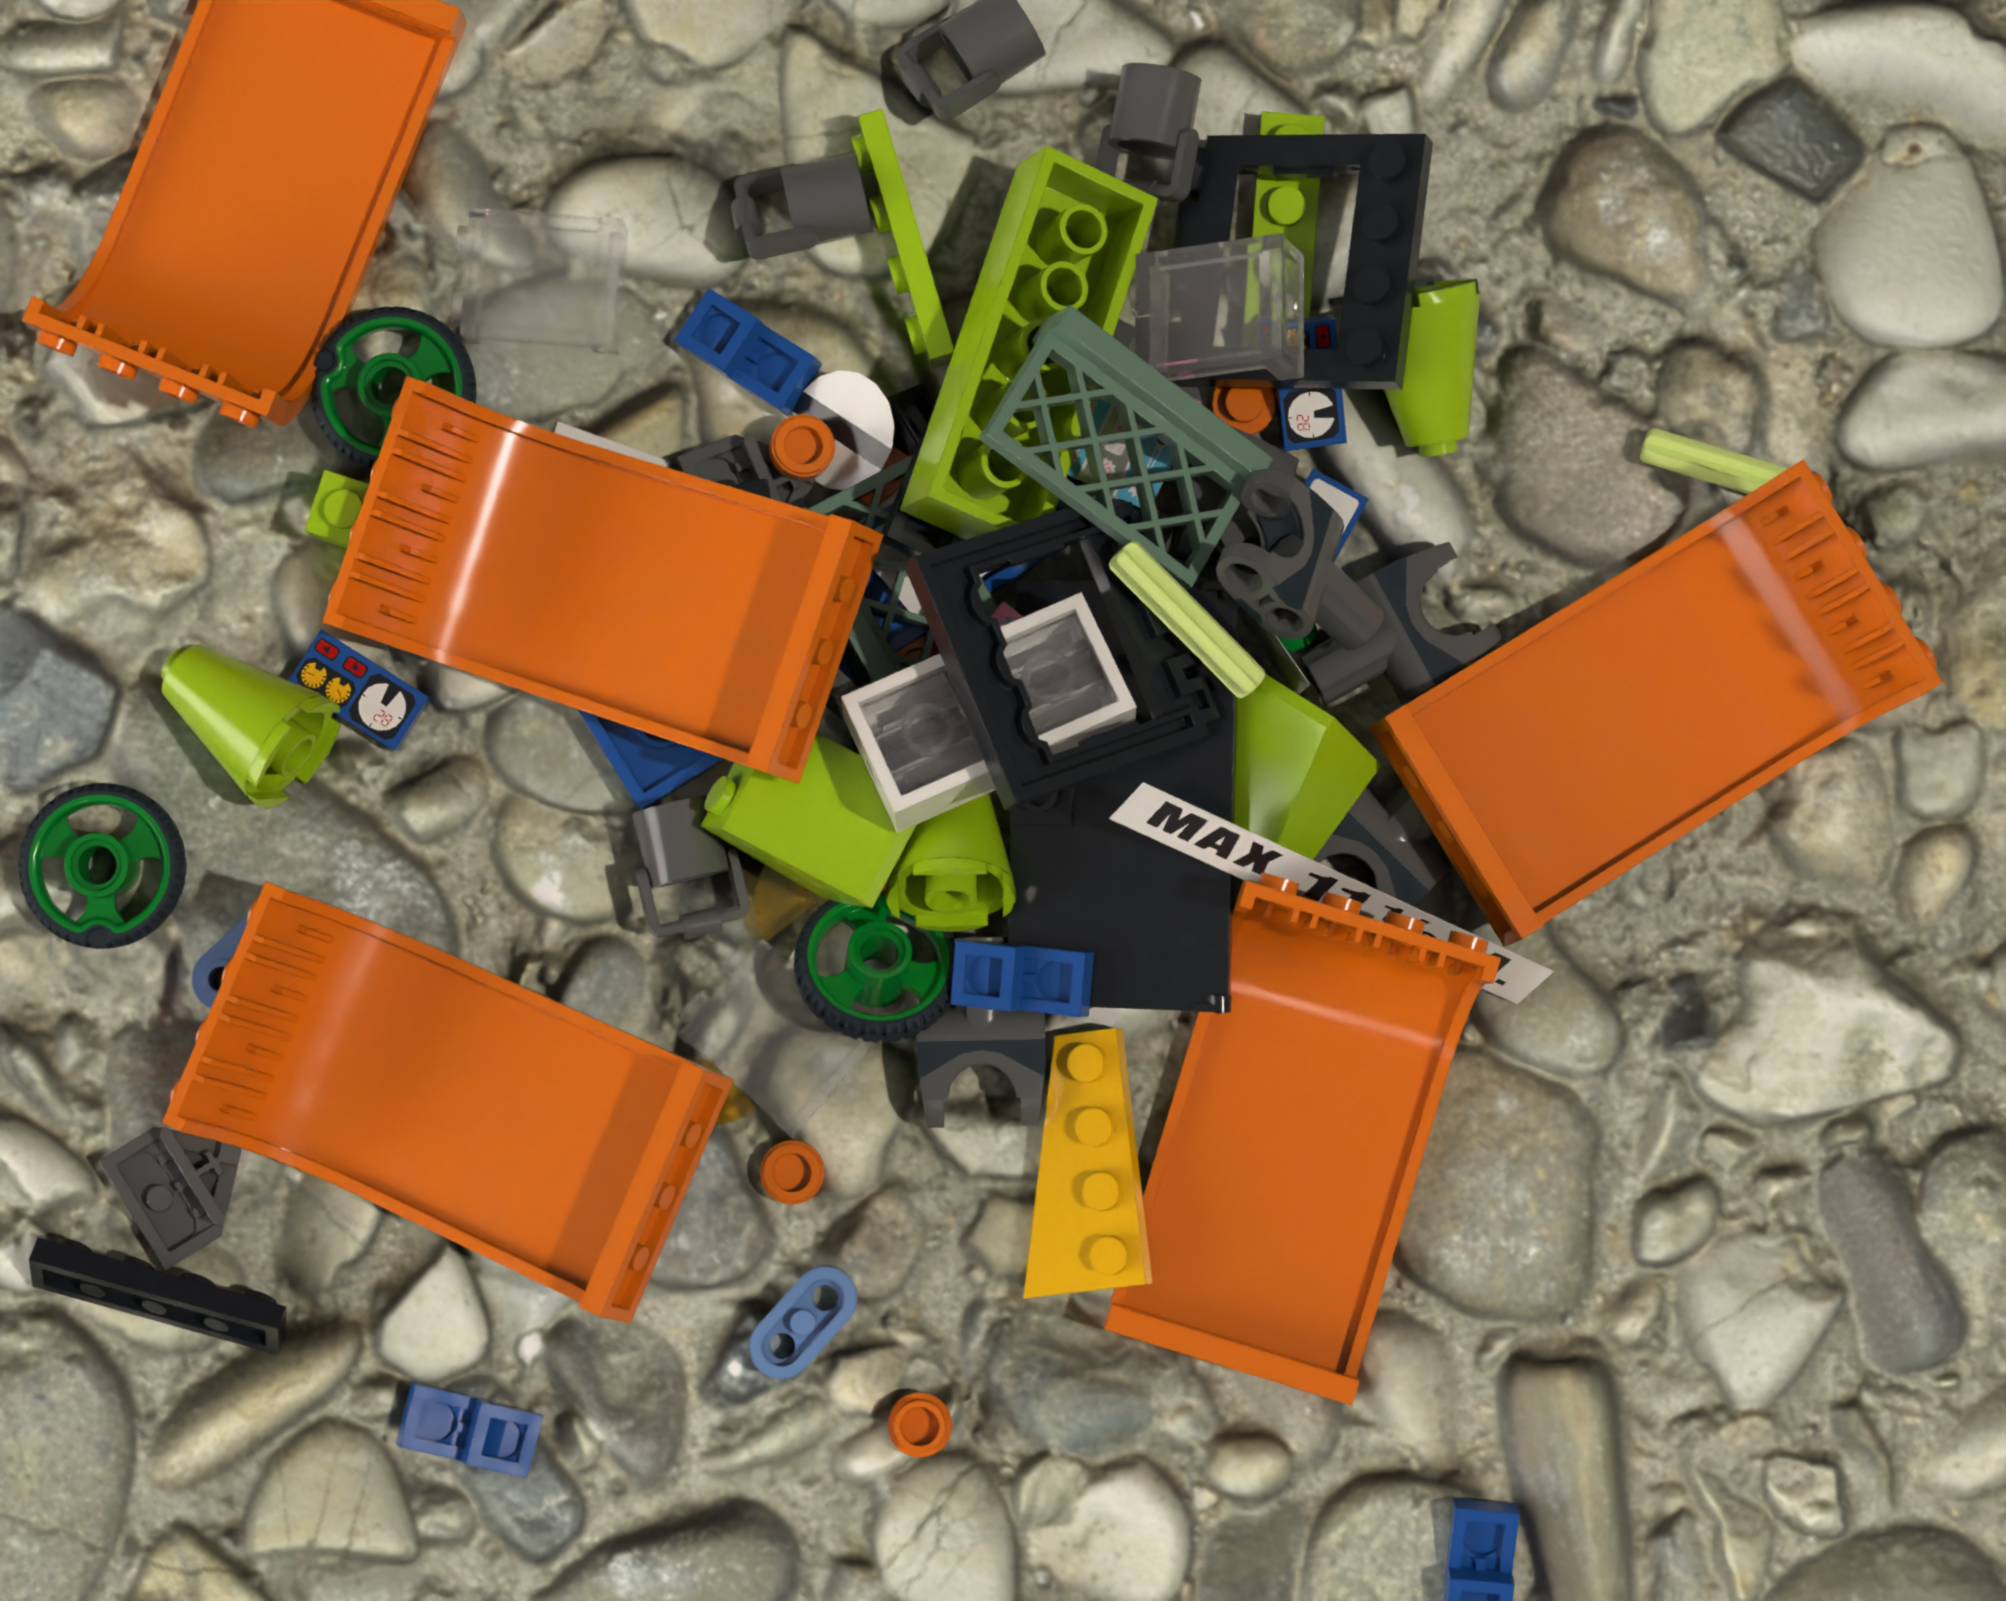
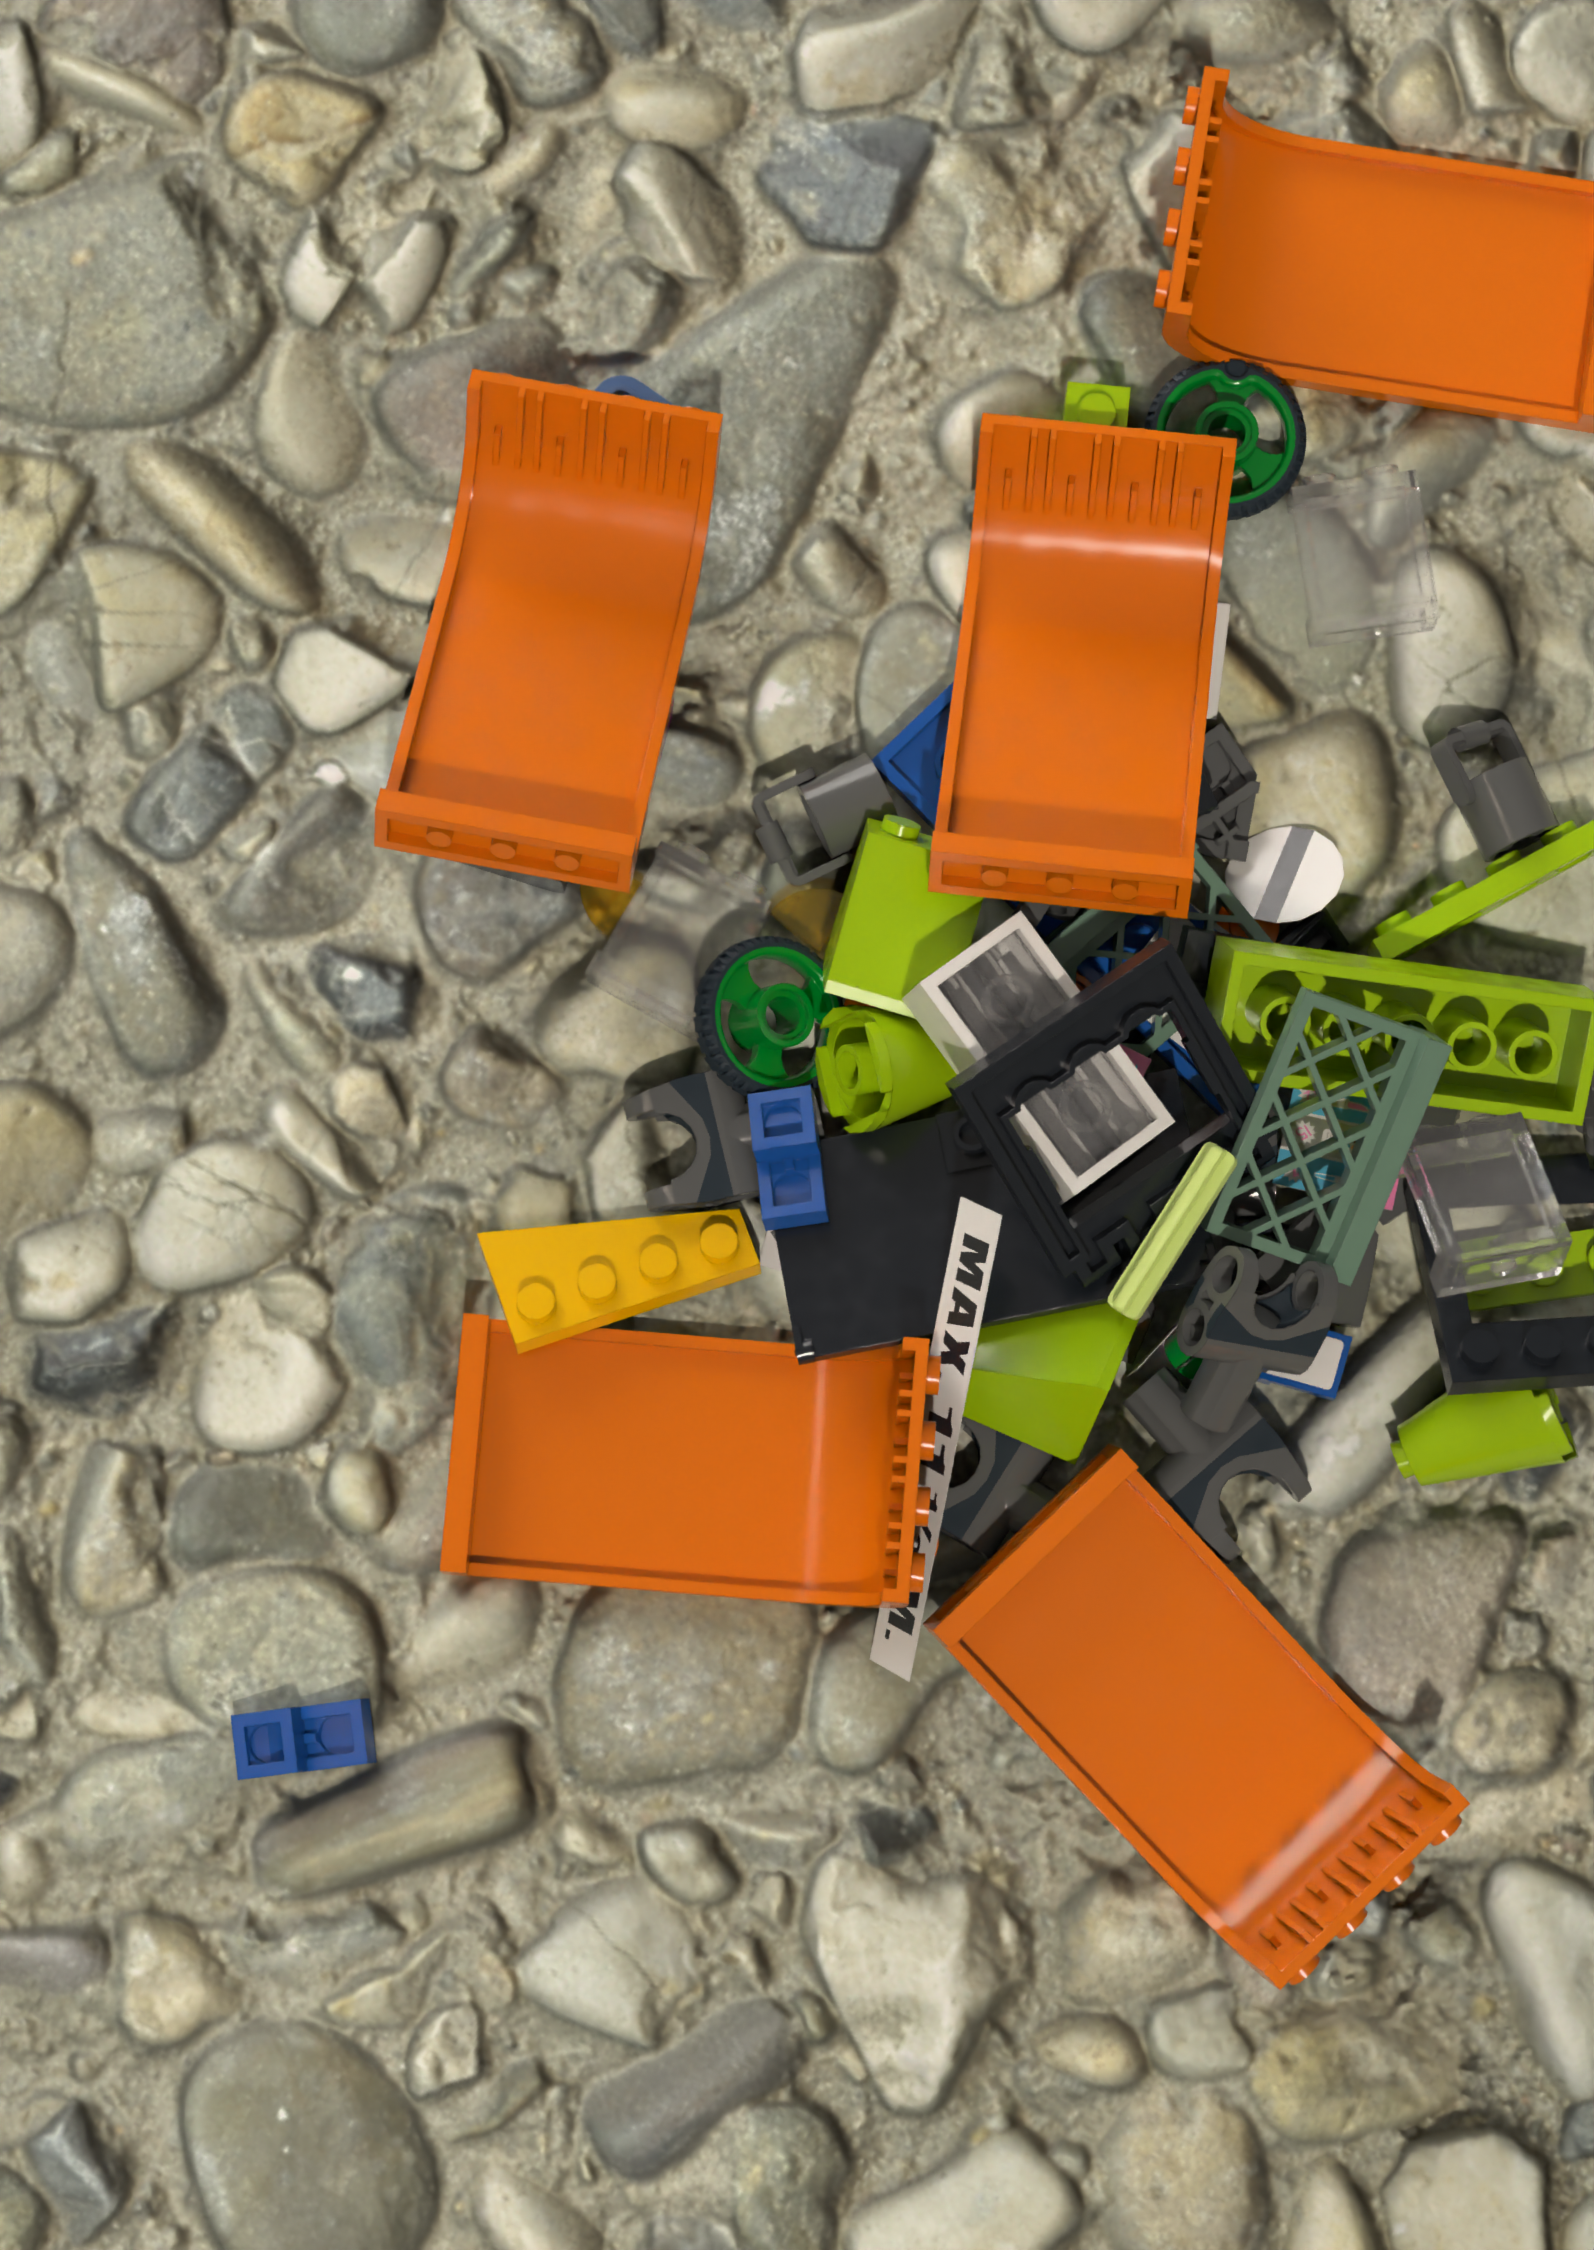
camera: 80 degrees right, 5 degrees down
(101, 922) = (722, 217): green wheel -> none
(140, 1290) = (307, 394): black plate -> none
(175, 1189) = (410, 406): dark grey slope -> none
(251, 720) = (873, 376): lime cone -> none
(363, 690) = (926, 472): tile -> none
(469, 1429) = (239, 732): blue slope -> none
(748, 352) = (1340, 769): blue slope -> none
(792, 1172) = (552, 985): orange tile -> none
(802, 447) = (1257, 838): orange tile -> none
(804, 1321) = (410, 1027): medium blue plate -> none
(920, 1424) = (333, 1160): orange plate -> none
(1245, 407) = (1397, 1261): orange plate -> none
(1312, 414) = (1405, 1324): tile -> none
(1706, 461) = (1451, 1740): yellowish green axle -> none

